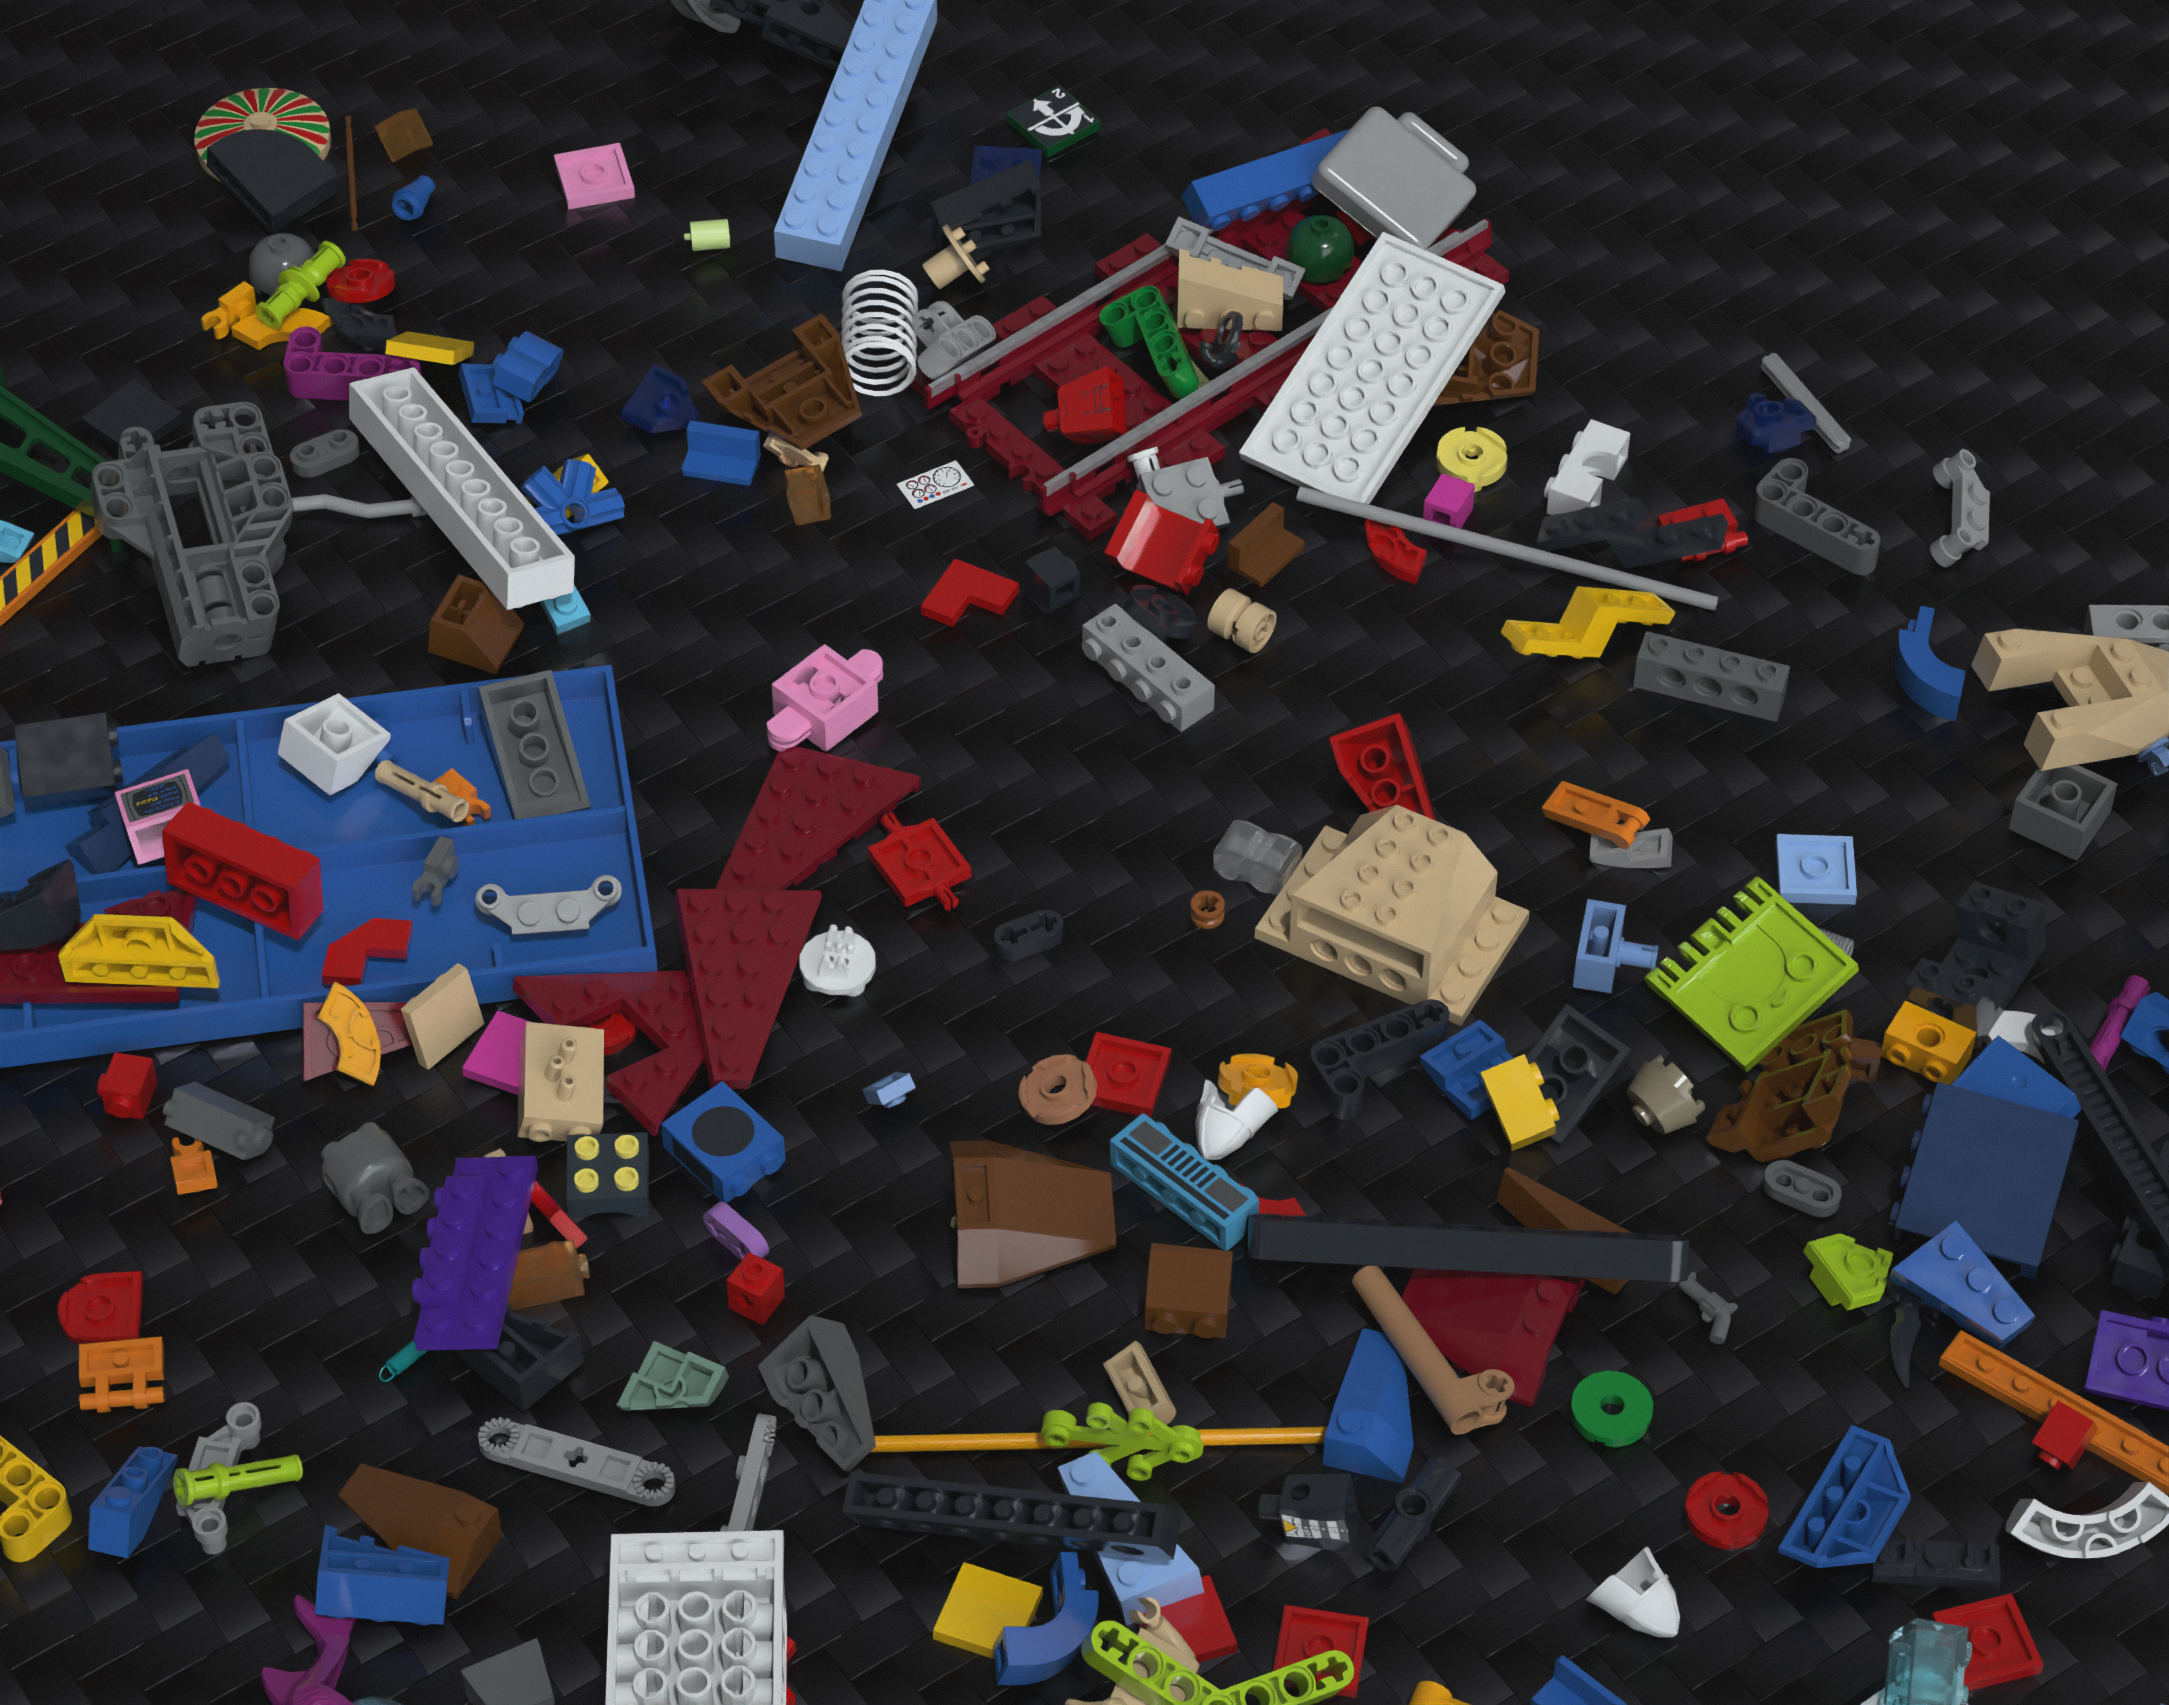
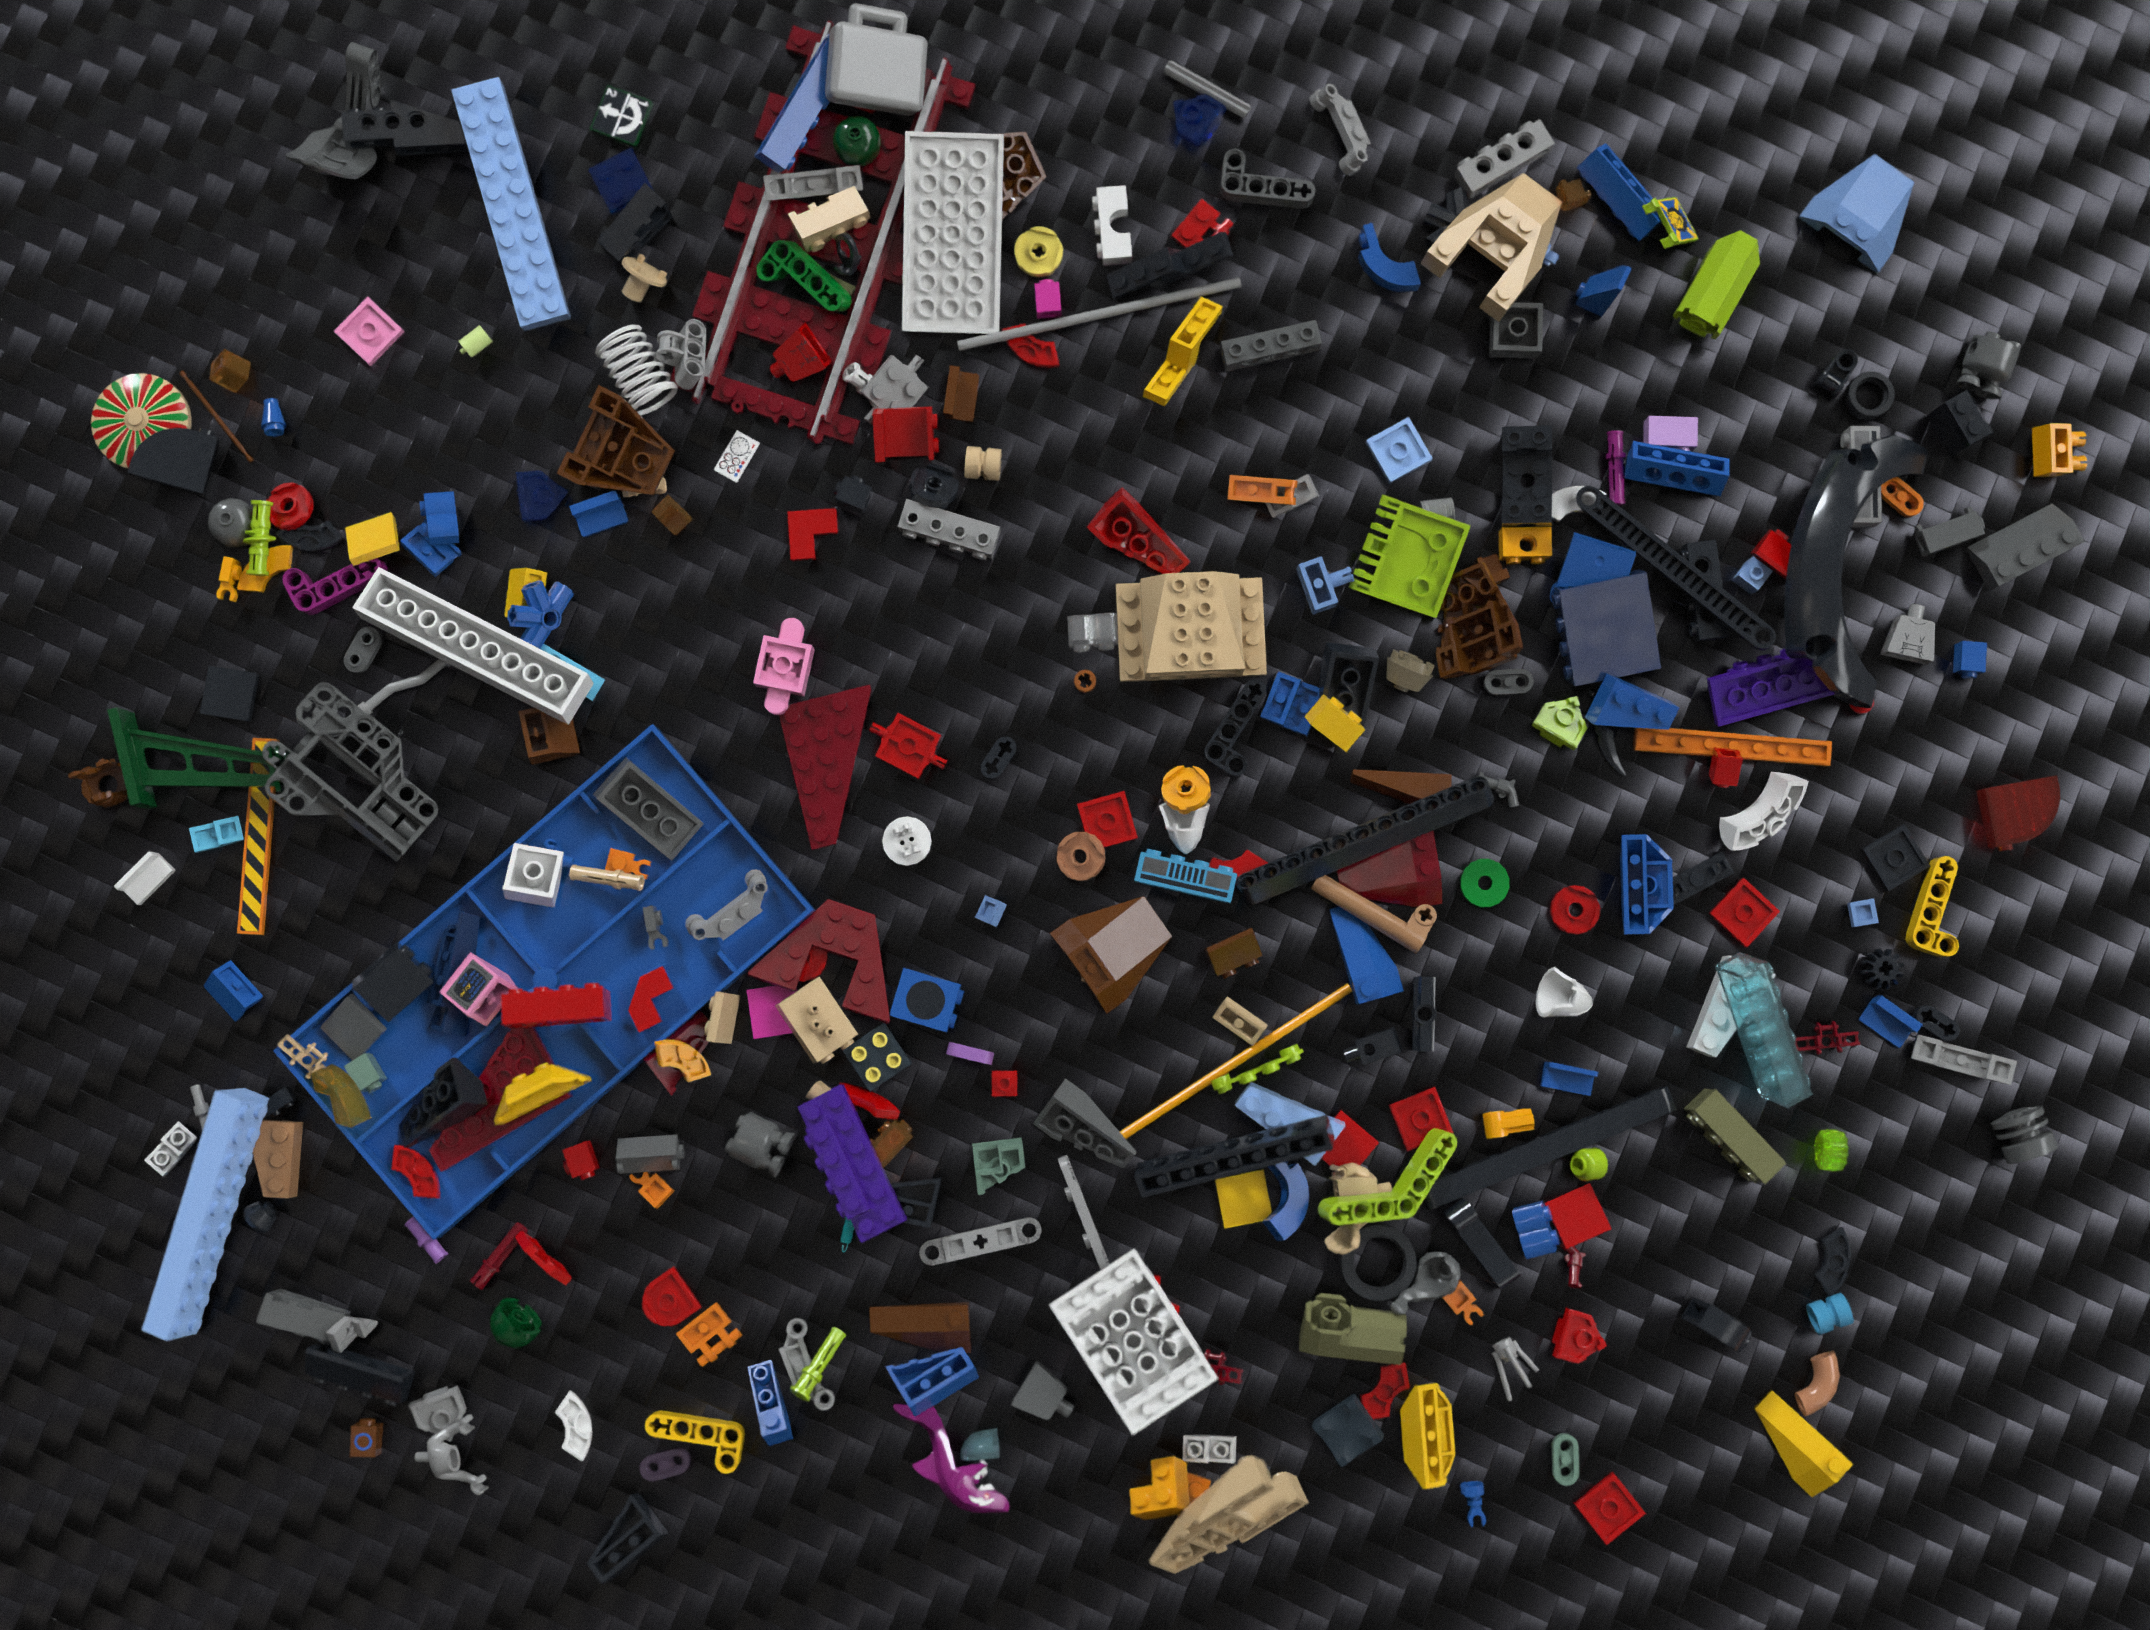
camera: 30 degrees left, 35 degrees up
(739, 966) = (857, 878): dark red wing -> none

